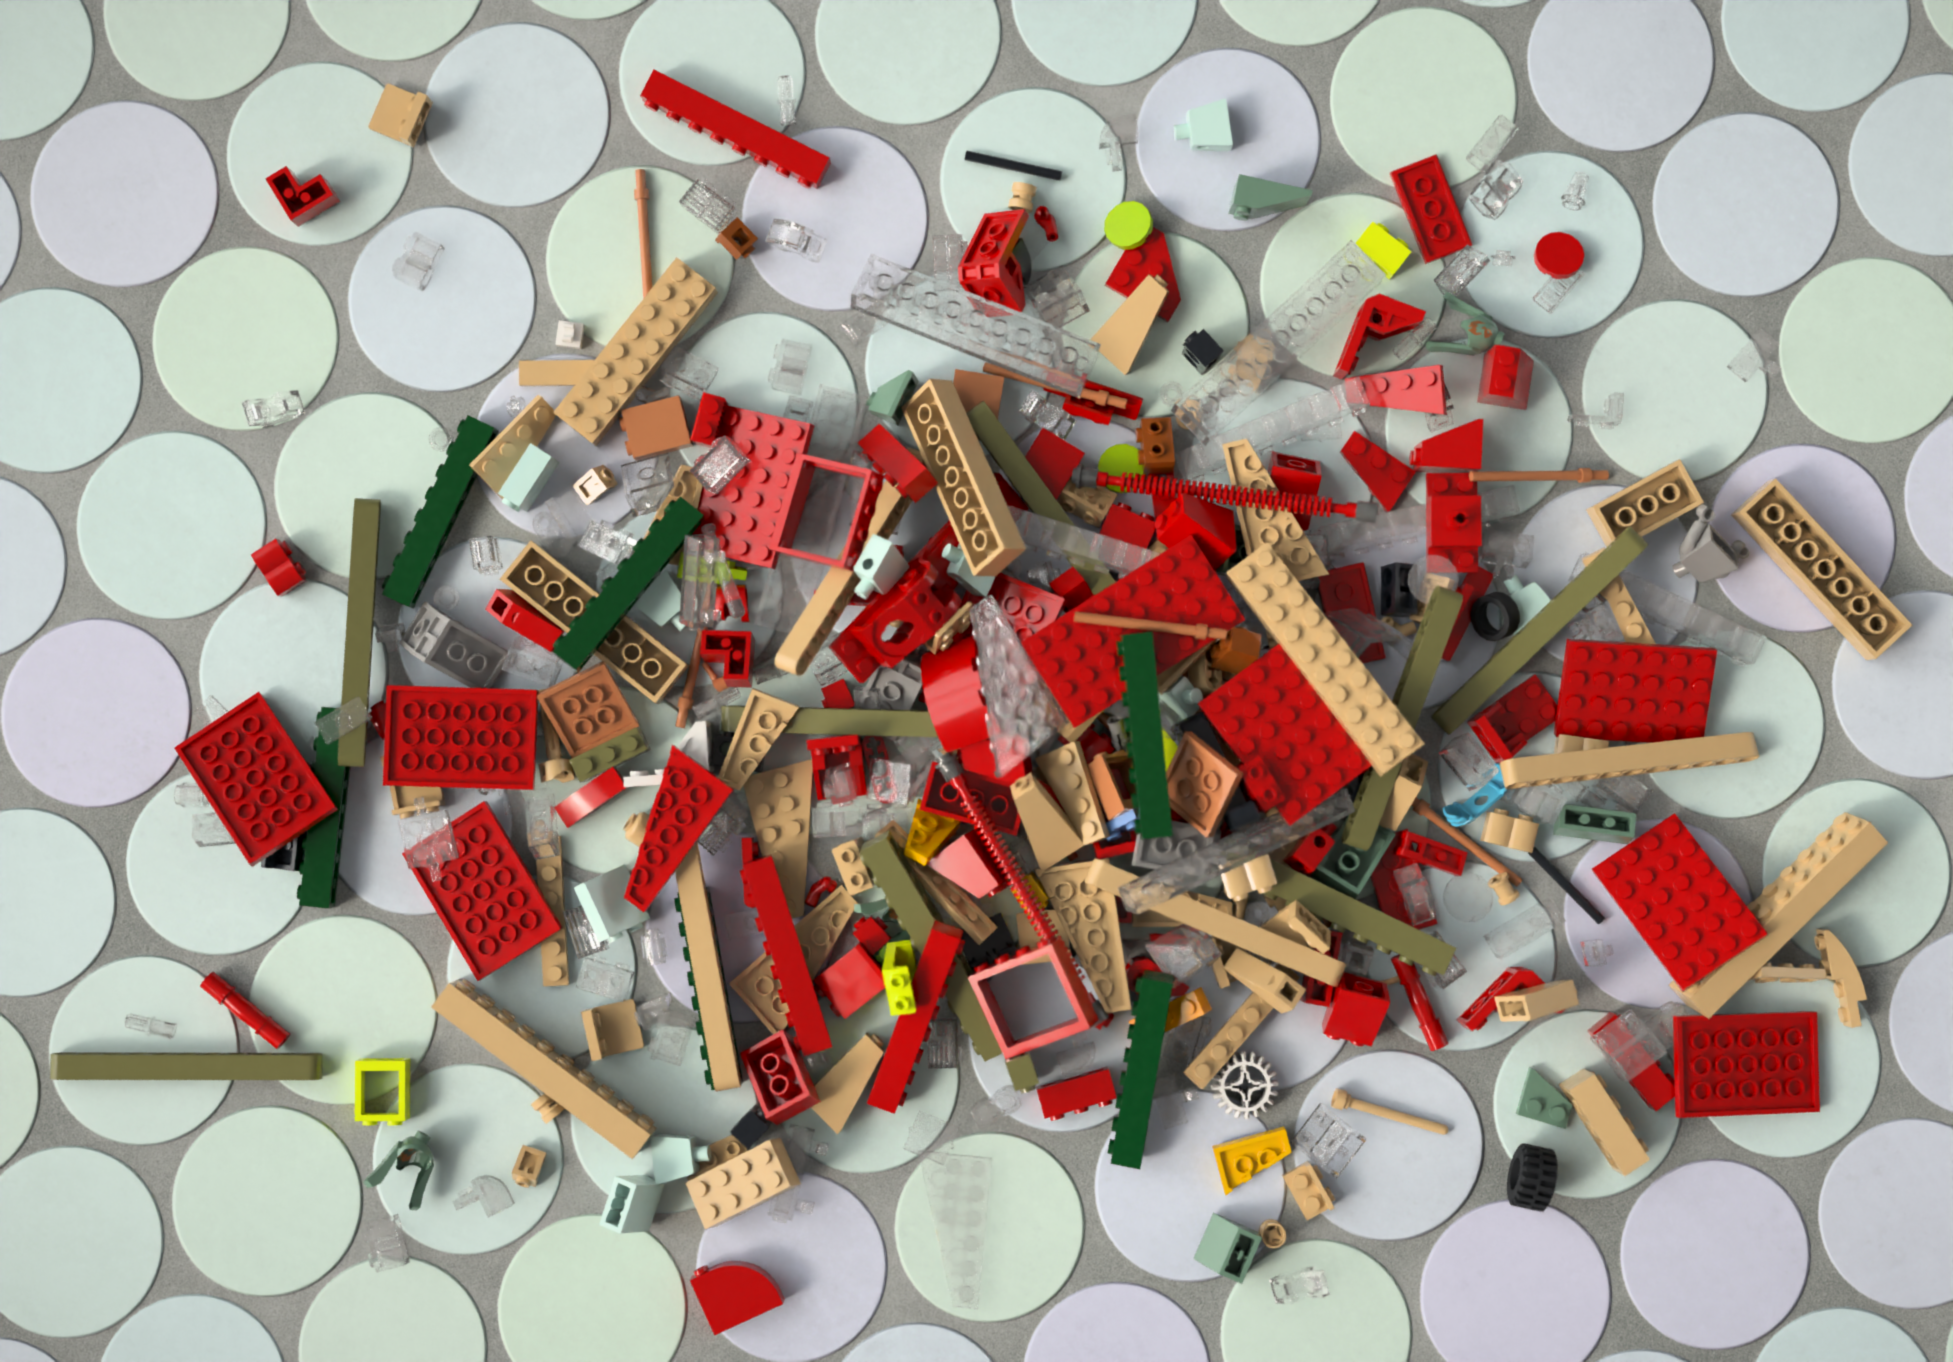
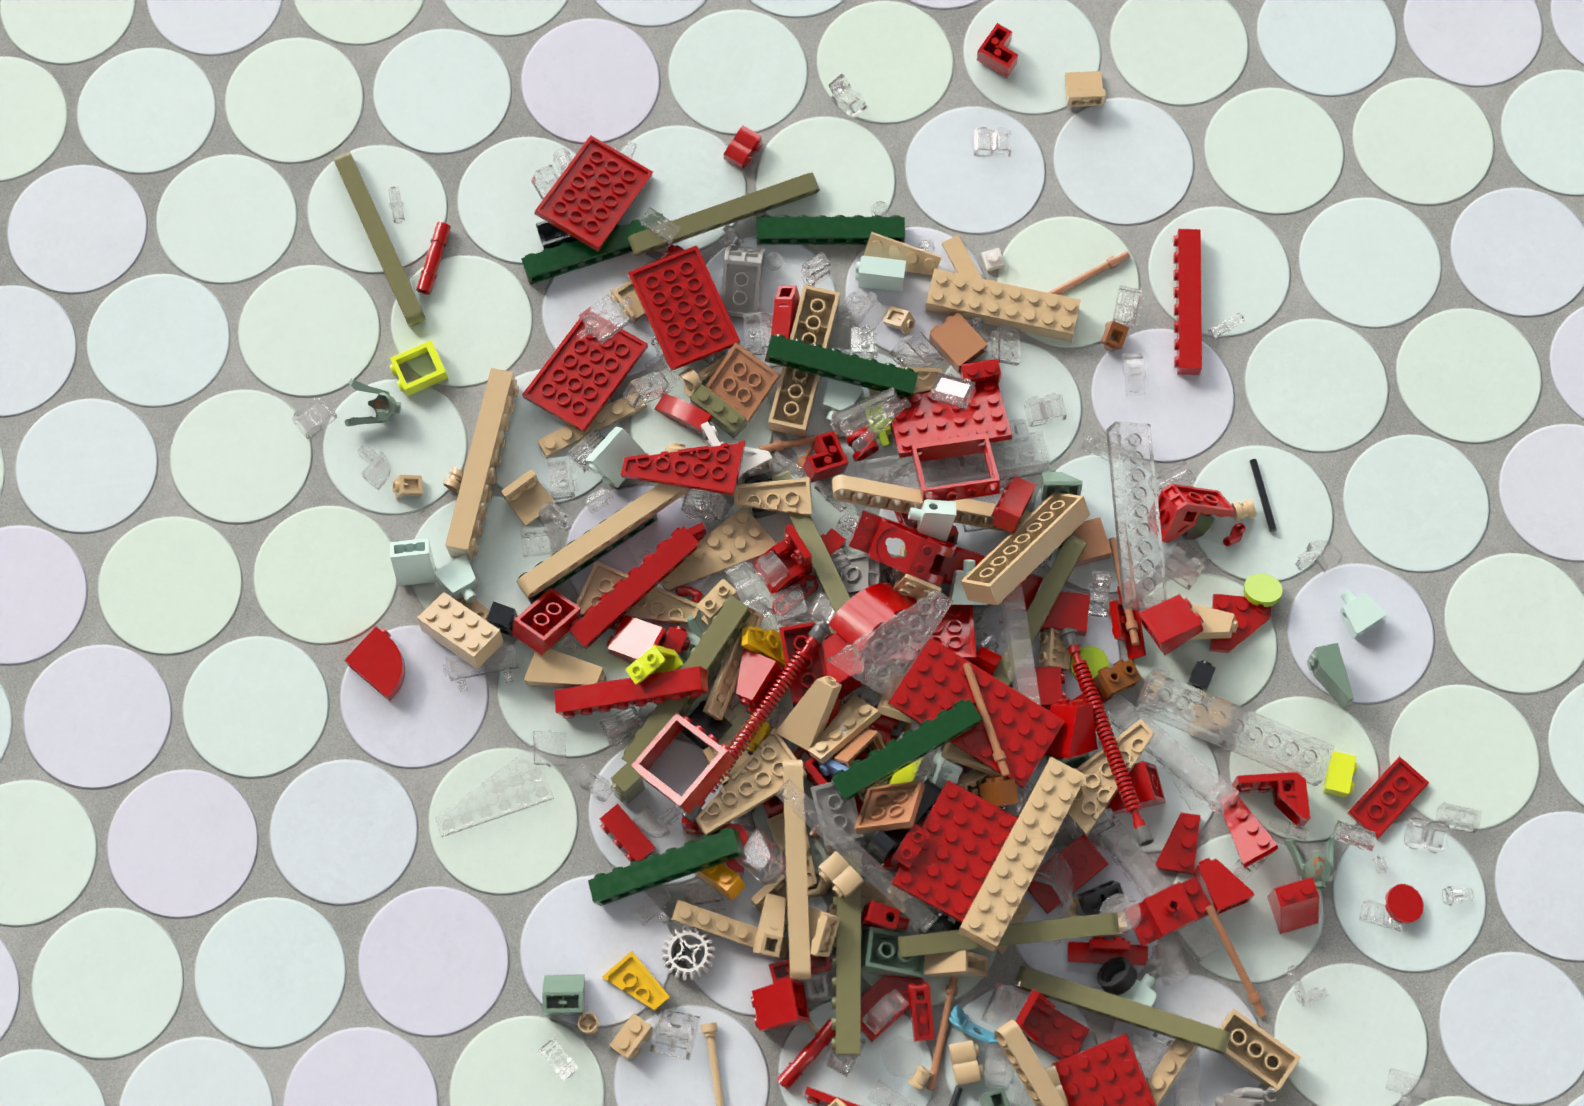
camera: 65 degrees right, 15 degrees down
(1126, 351) = (1171, 623): none -> red slope

